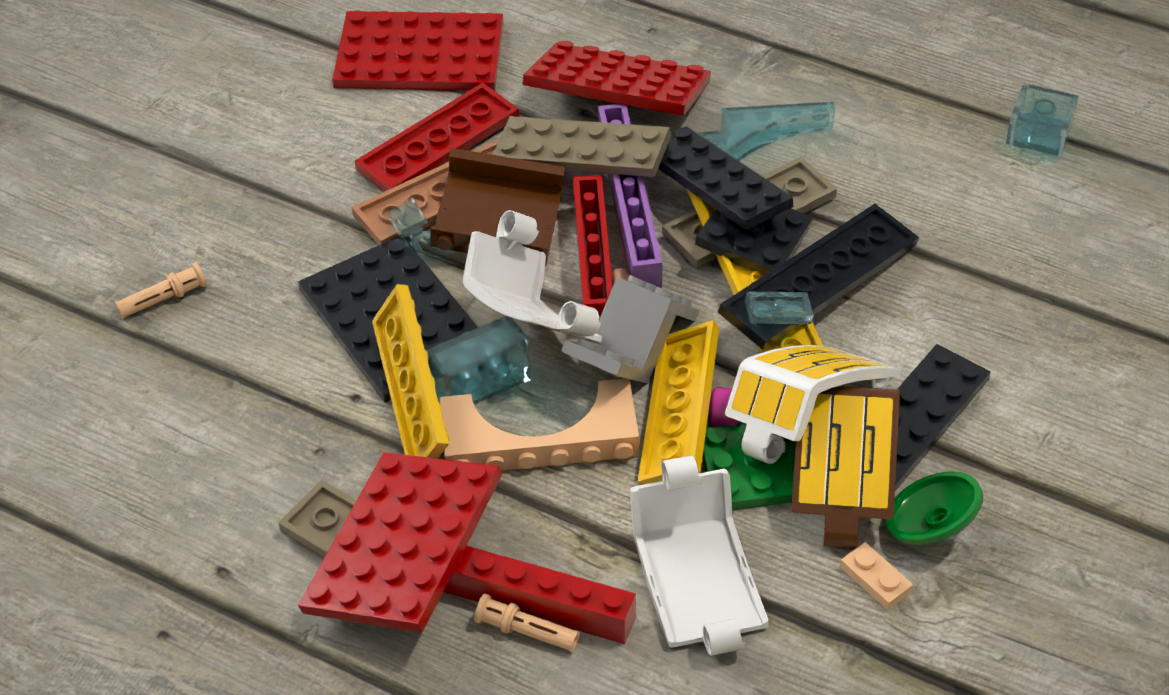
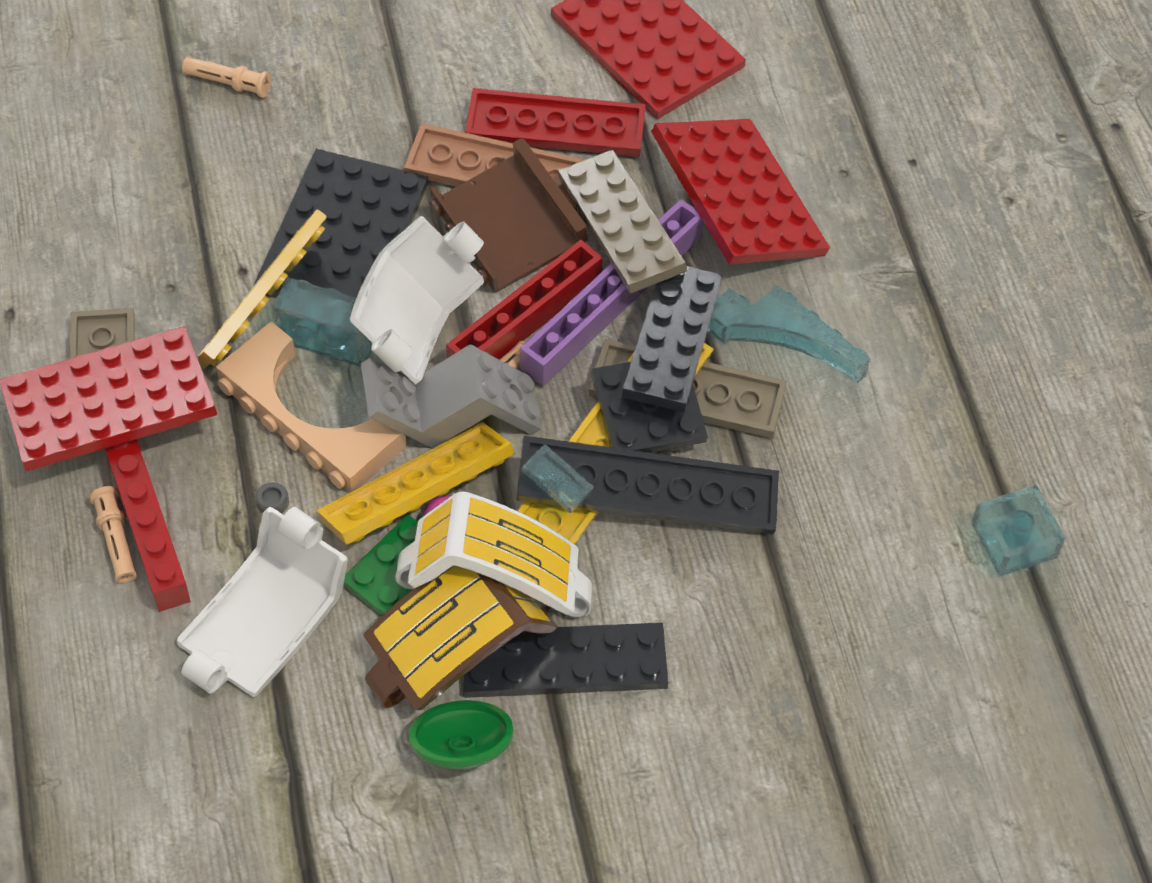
camera: 45 degrees right, 10 degrees up
(409, 221) = (436, 168): clear light blue plate -> none
(594, 505) = (273, 496): none -> dark grey tile
(876, 576) = (369, 739): light nougat plate -> none

